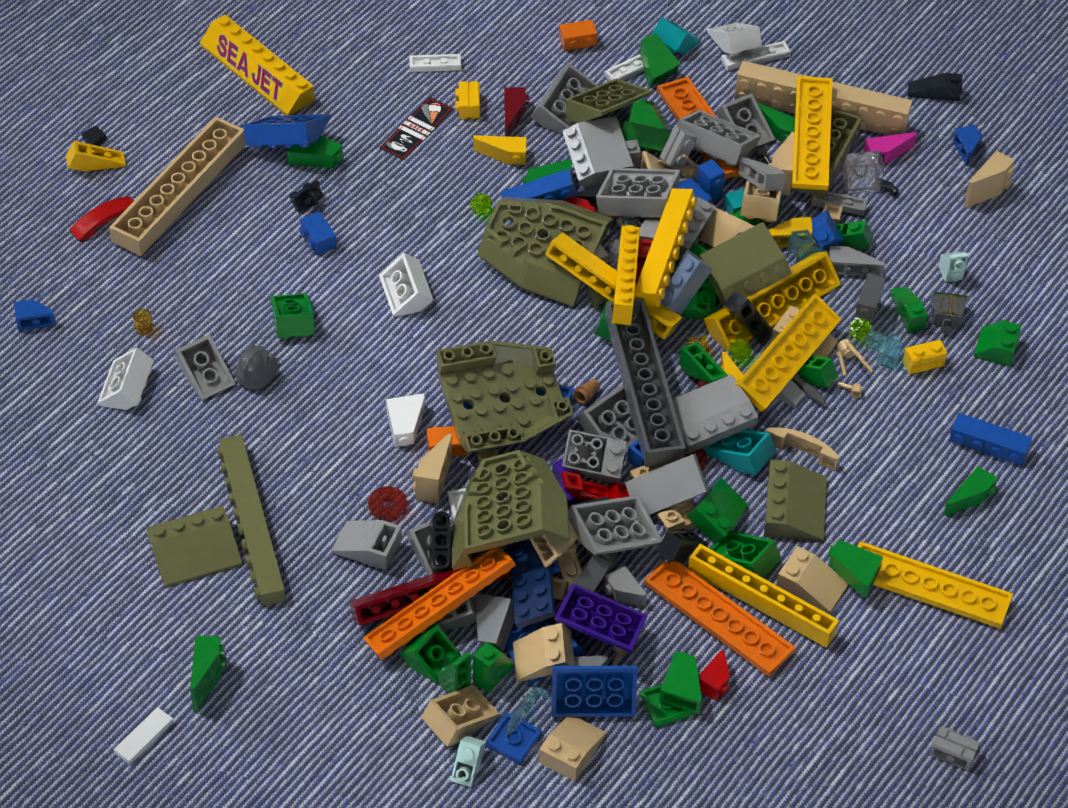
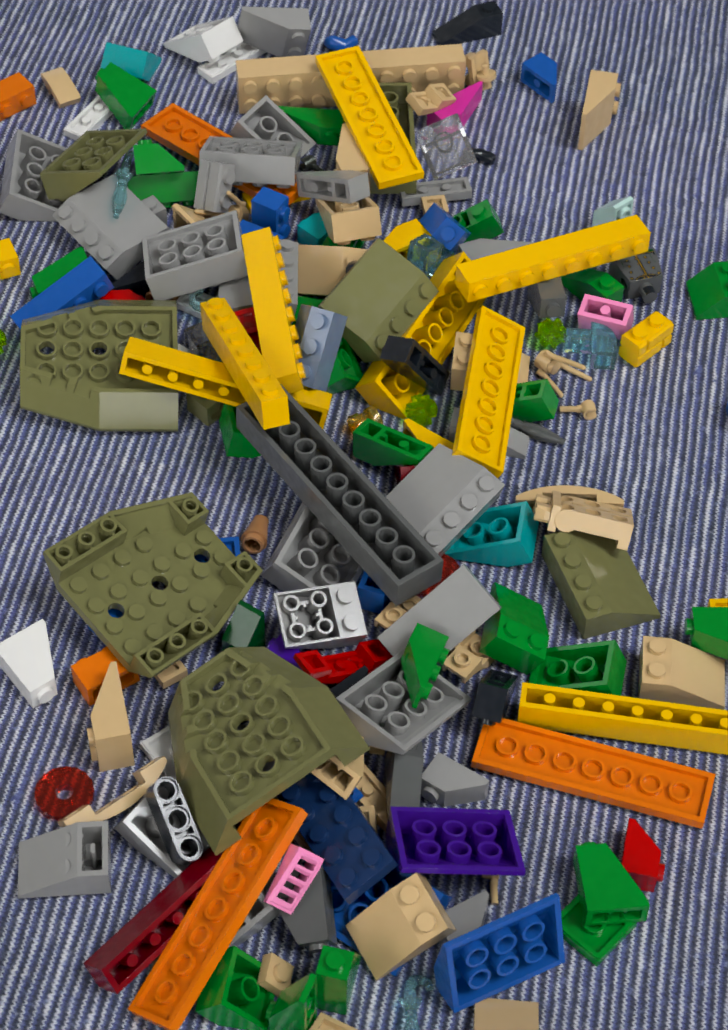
camera: 25 degrees left, 0 degrees up
(418, 520) = (144, 776): none -> tan slope
(456, 650) = (275, 973): none -> tan plate
(494, 605) = (306, 876): none -> bright pink slope
(545, 446) = (245, 628): none -> slope
(611, 132) = (123, 175): none -> clear light blue piece
(618, 39) = (61, 87): none -> tan slope
(645, 501) = (420, 661): none -> green slope
(787, 46) = (275, 29): none -> light grey slope
(804, 457) = (584, 515): none -> tan hips
(833, 70) = (336, 43): none -> blue arm
(869, 135) = (431, 100): none -> tan slope
(880, 277) = (552, 258): none -> yellow brick
(906, 330) = (611, 313): none -> bright pink brick
(920, 123) = (479, 69): none -> tan hips

